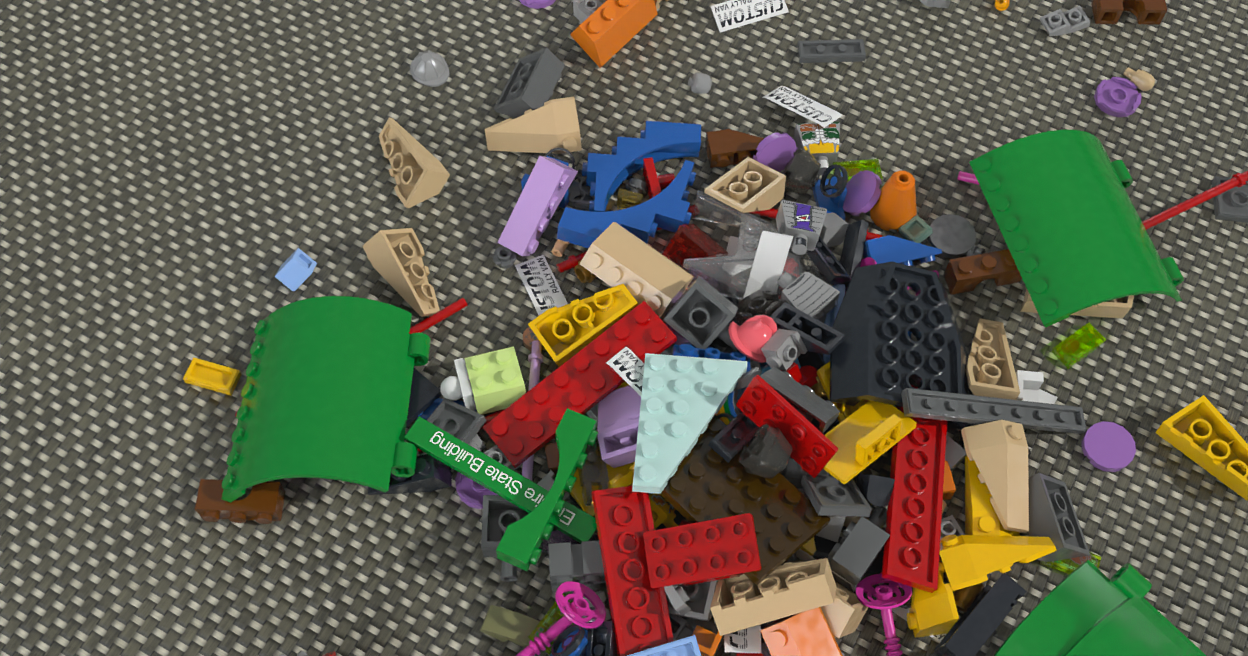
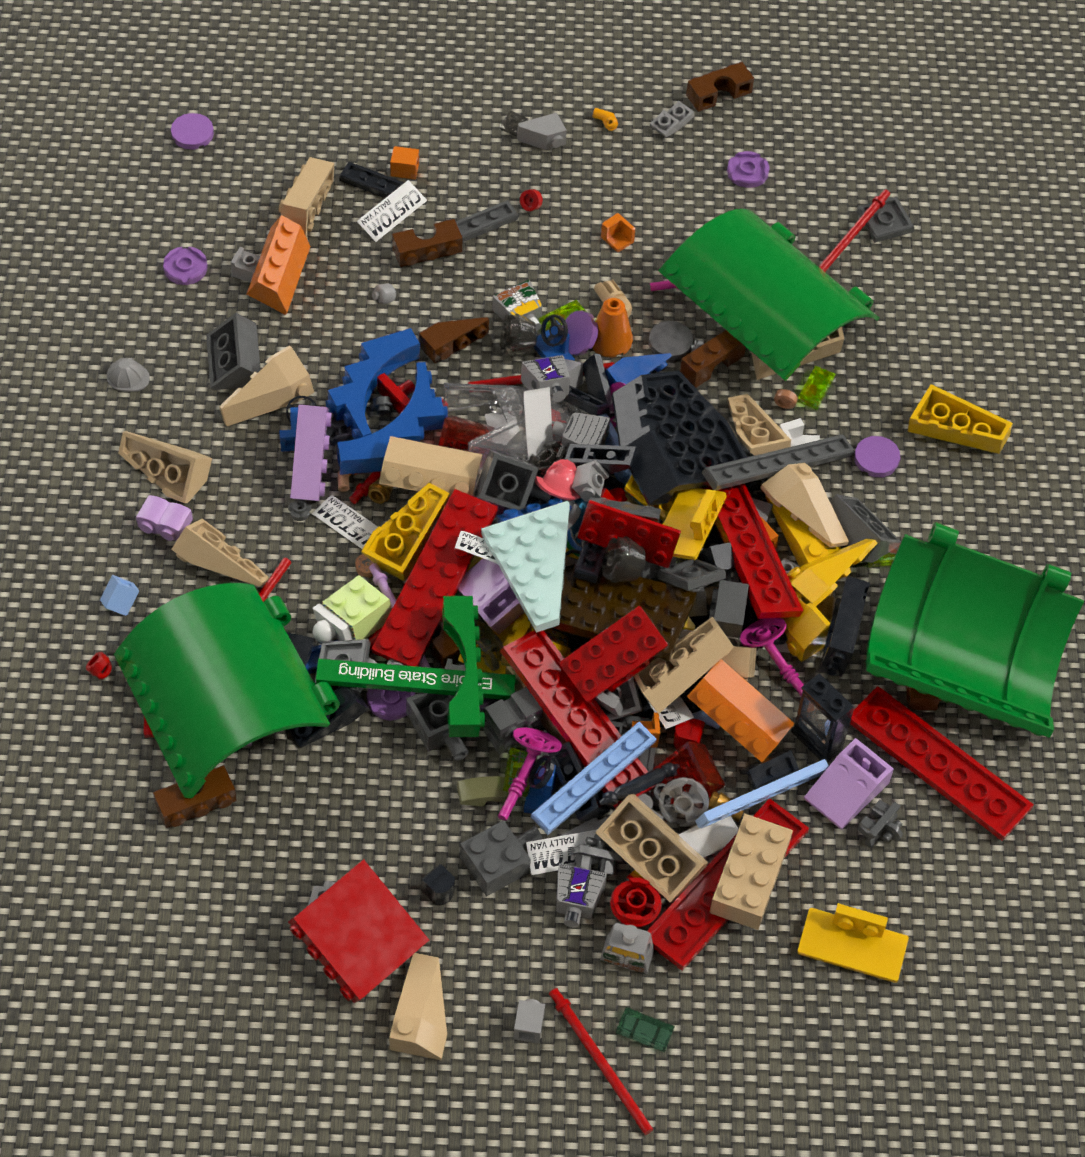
camera: 30 degrees left, 5 degrees down
(212, 376) = (99, 714): yellow tile -> none
(236, 327) = (97, 664): none -> red tile
(377, 212) = (163, 518): none -> lavender brick
(628, 199) = (382, 417): clear yellow tile -> none
(748, 53) = (413, 250): none -> reddish brown arch
(749, 187) = (484, 363): tan slope -> none
(775, 151) = (488, 328): medium lavender tile -> none
(803, 106) = (488, 278): white sticker -> none
(884, 47) = (531, 200): none -> red tile
(915, 230) = (639, 346): sand green tile -> none
(916, 165) = (610, 289): none -> tan arm
(953, 109) = (618, 232): none -> orange panel
(1039, 344) = (785, 398): none -> nougat tile
(1141, 78) = (761, 146): tan cylinder -> none

